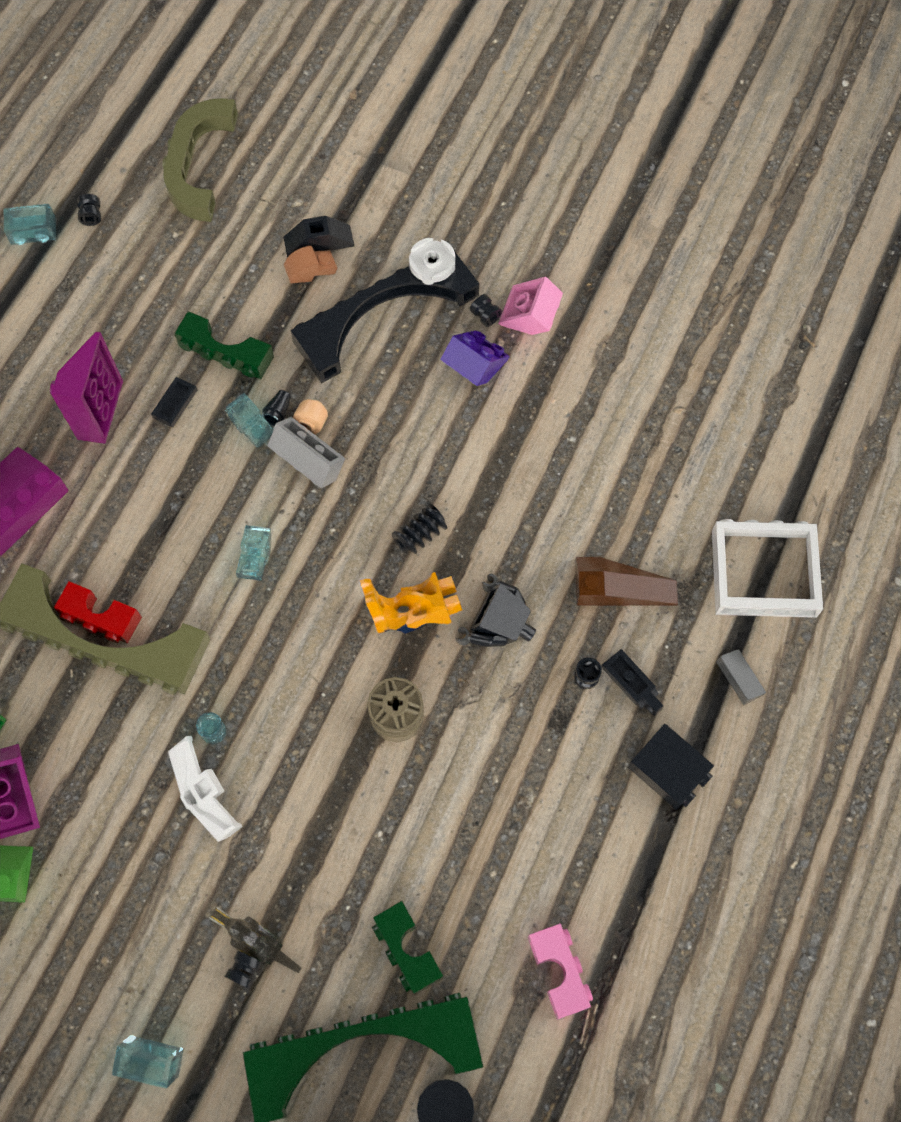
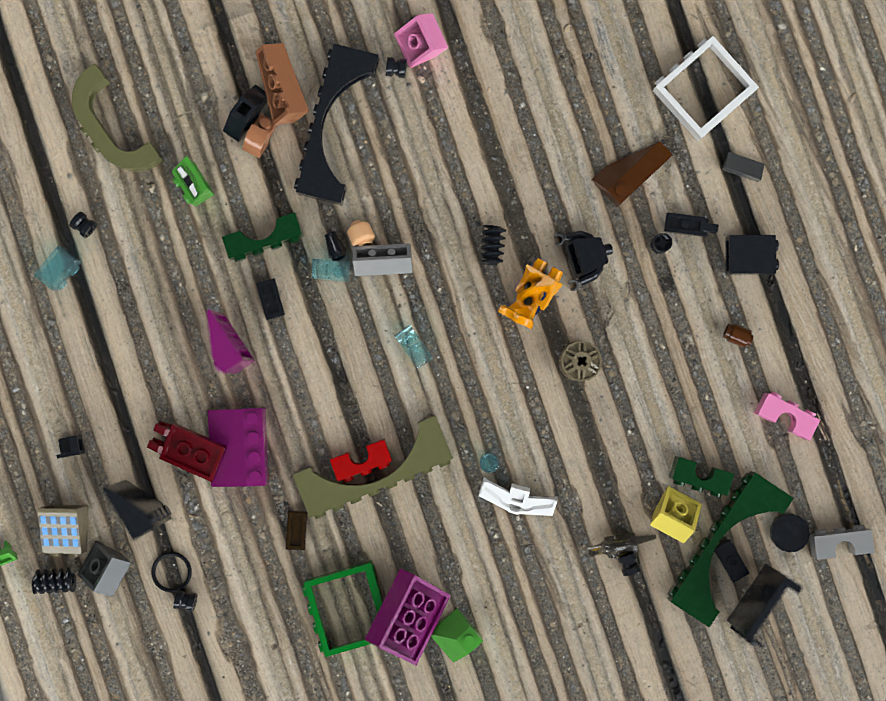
camera: 45 degrees left, 20 degrees up
(147, 1061) = (627, 649): clear light blue piece -> none
(213, 251) = (192, 182): none -> bright green slope
(342, 964) = (676, 515): none -> light yellow slope
(352, 1078) = (731, 561): none -> black plate
(369, 239) = (280, 84): none -> nougat wedge
(428, 271) = (332, 56): white plate -> none
(474, 356) = (419, 105): dark purple slope -> none
(583, 836) = (738, 335): none -> reddish brown brick

